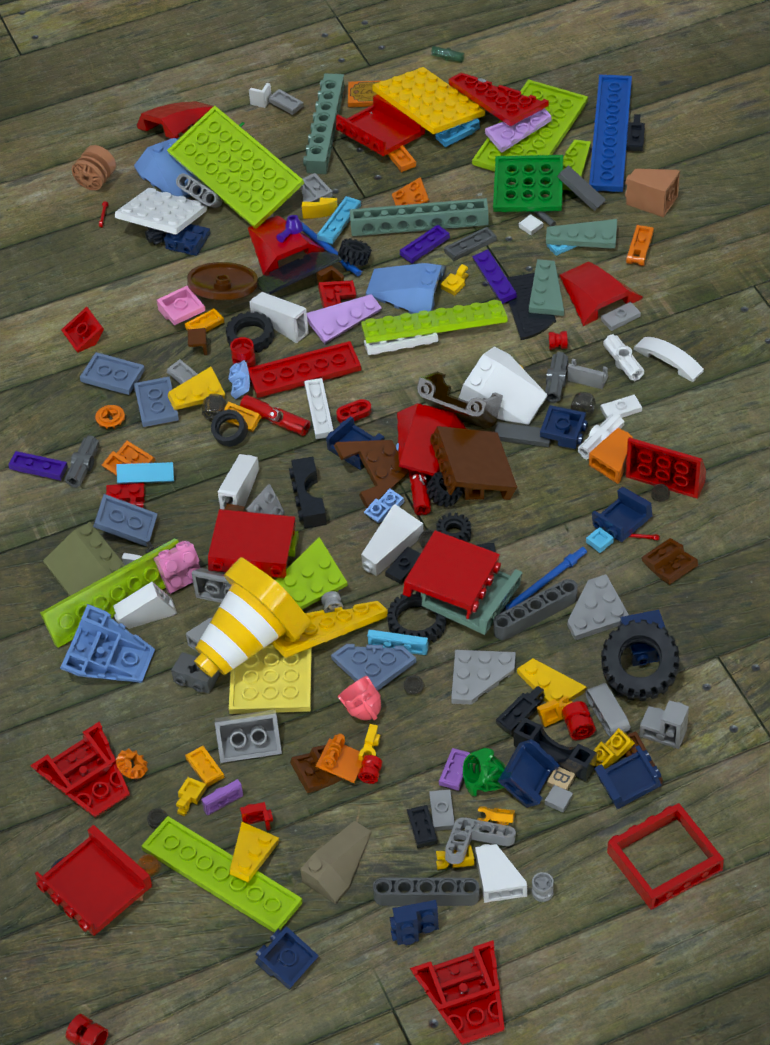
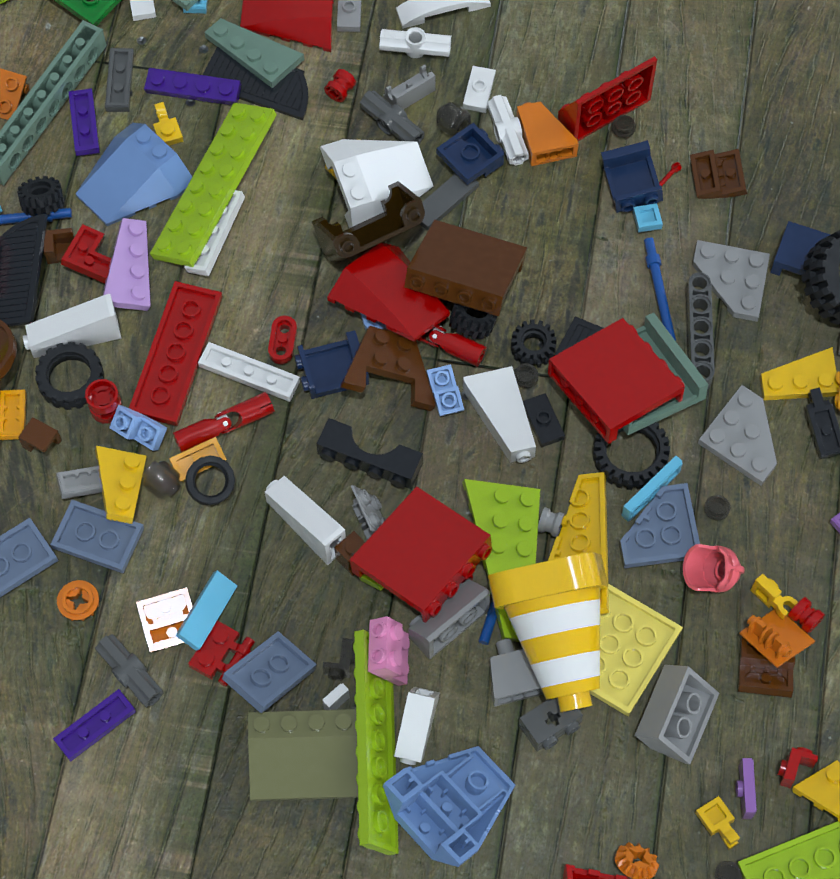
camera: 60 degrees left, 15 degrees up
(204, 766) = (689, 784): light orange plate -> none

